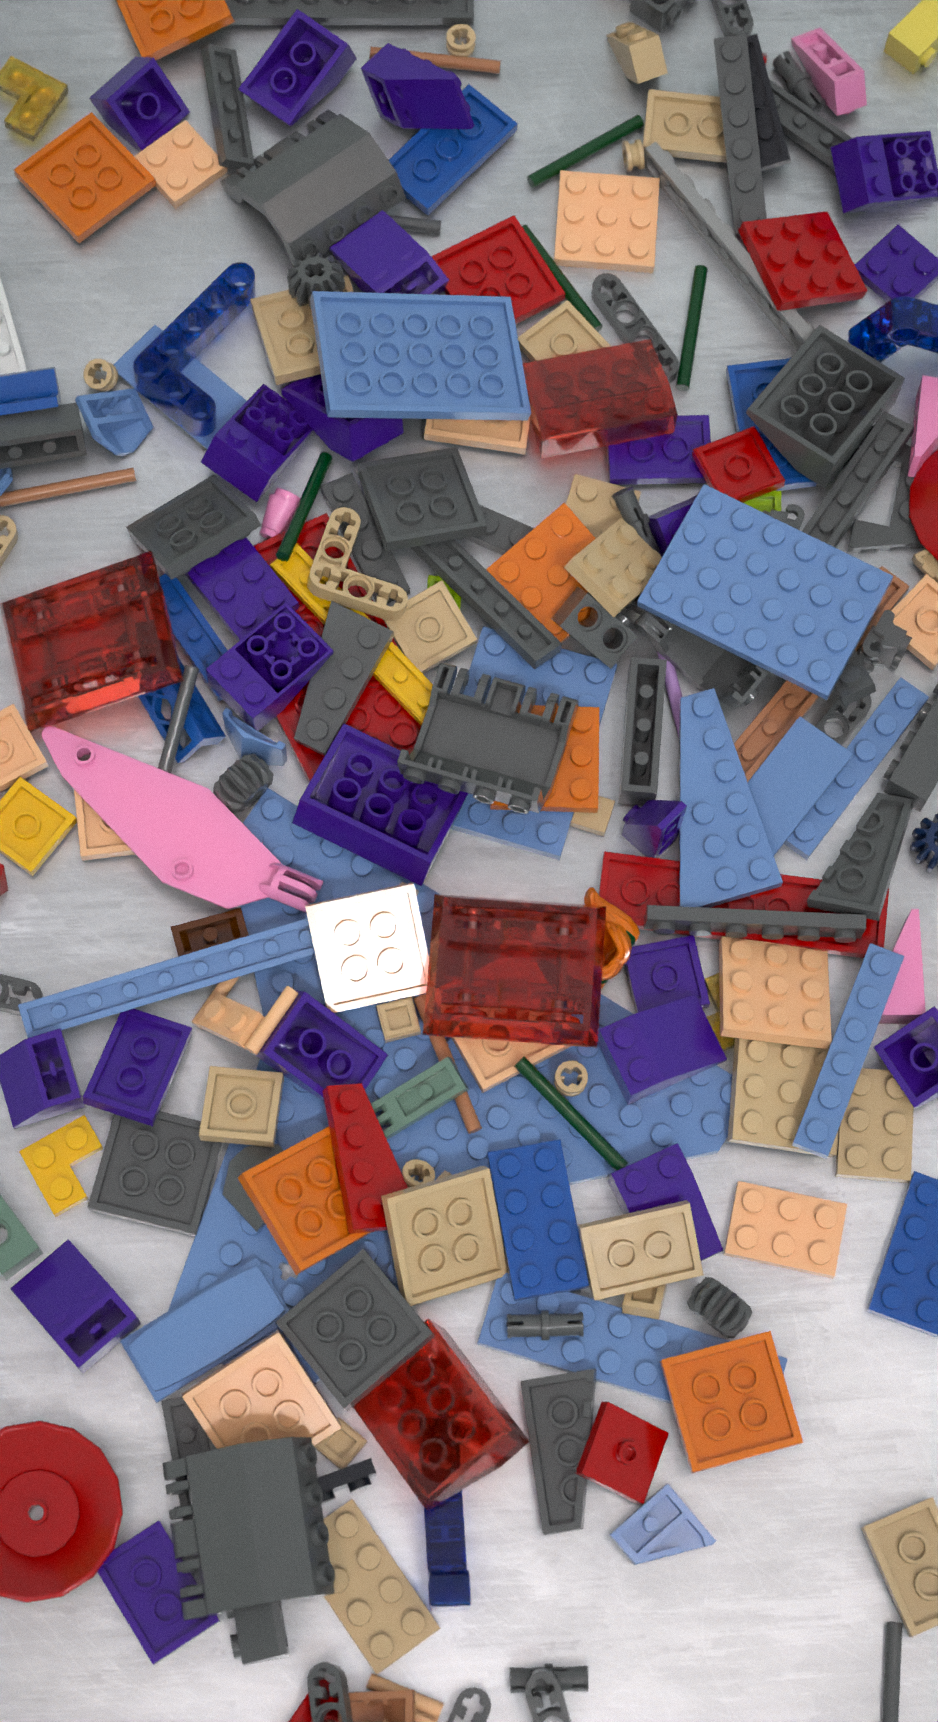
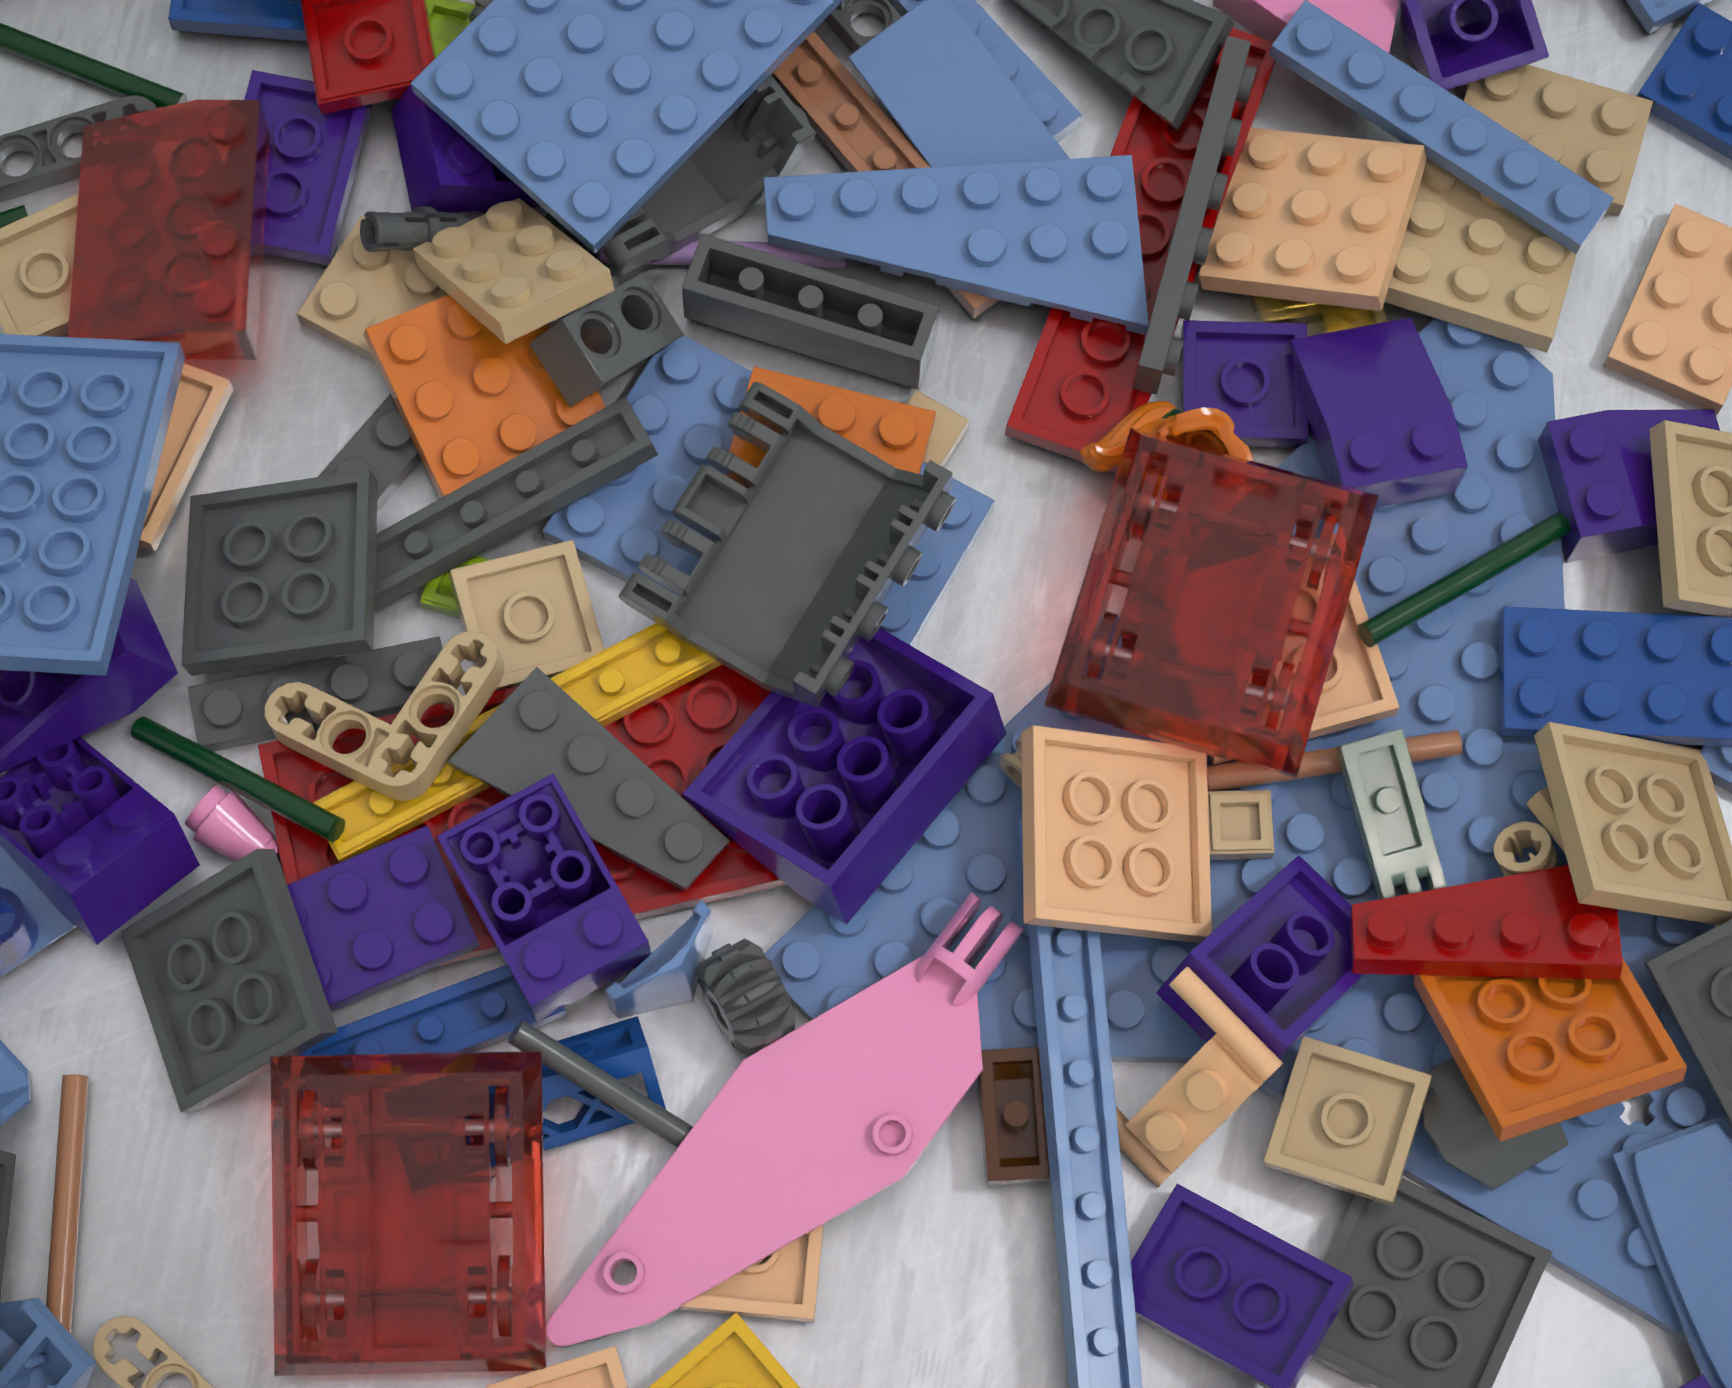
camera: 75 degrees left, 0 degrees up
(572, 1089) = (1404, 547): tan bush -> none
(654, 826) = (991, 325): dark purple slope -> none

